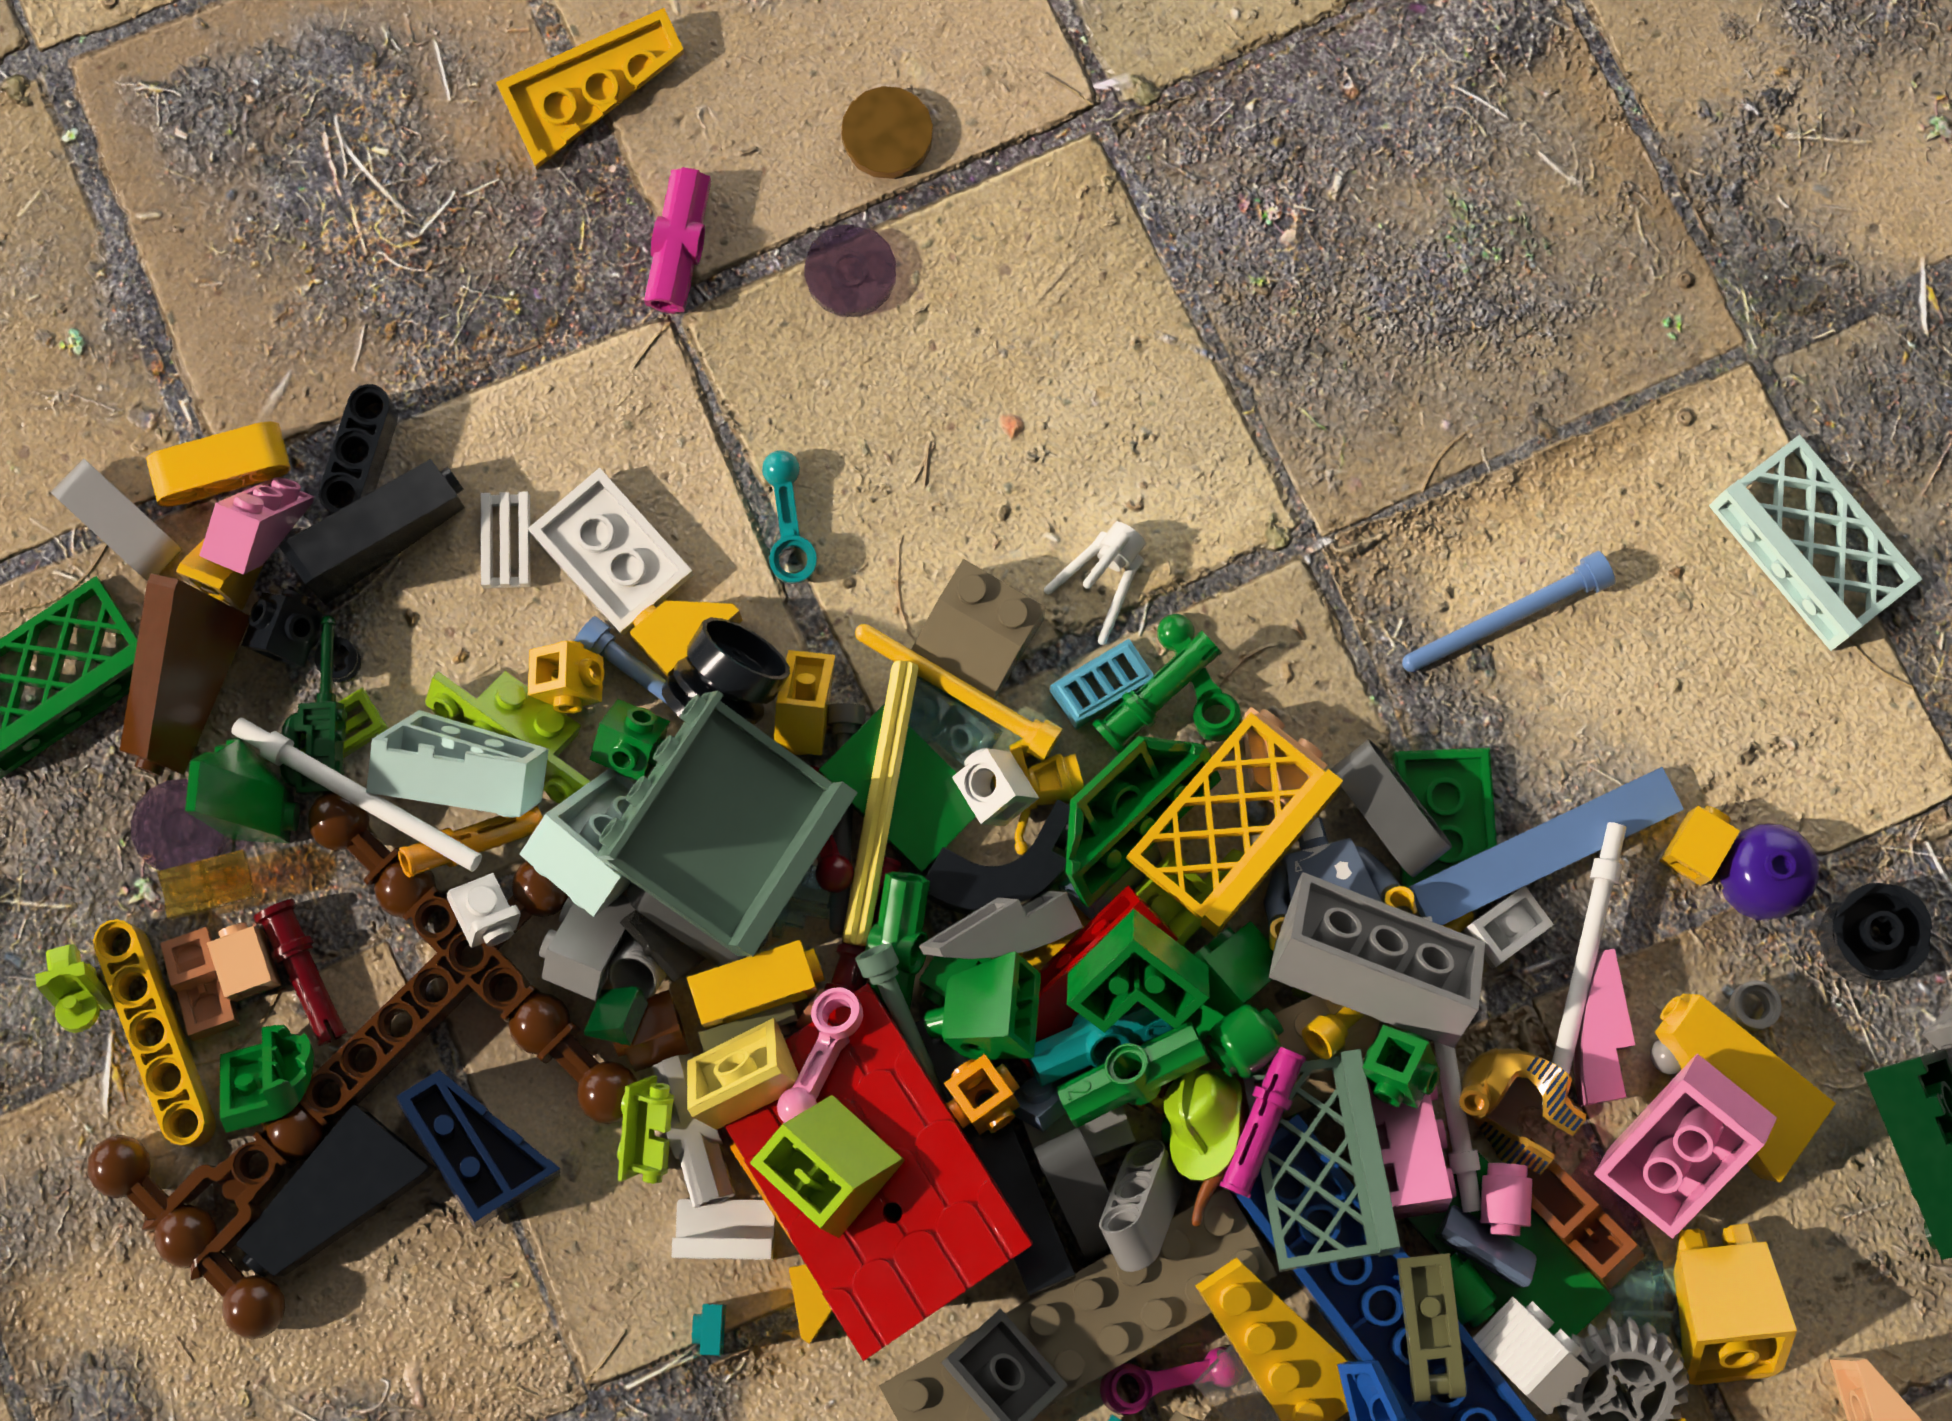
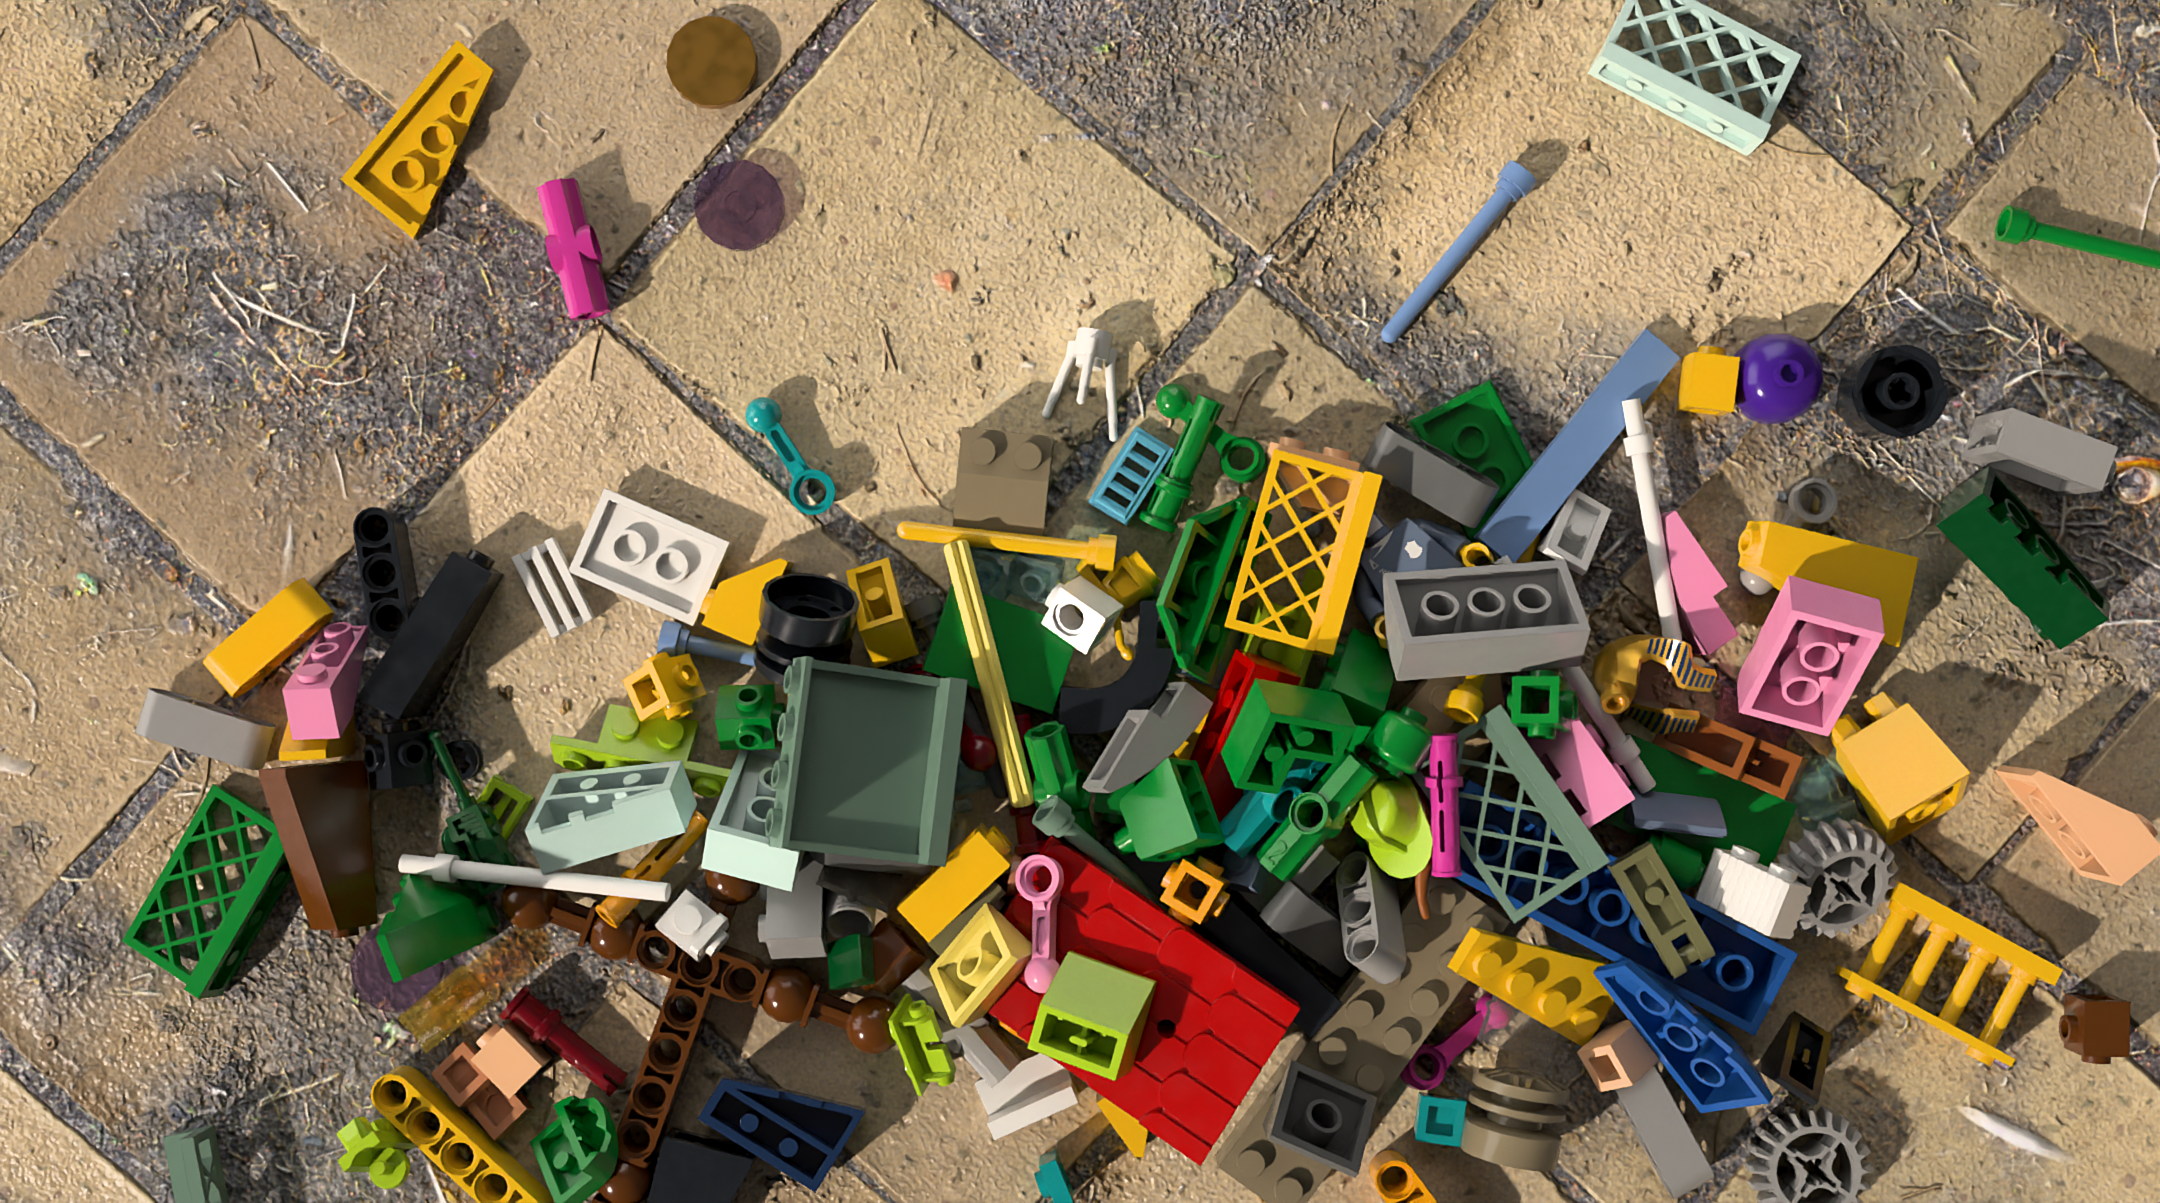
camera: 25 degrees left, 10 degrees up
(1506, 1198) = (1674, 767): bright pink brick -> none

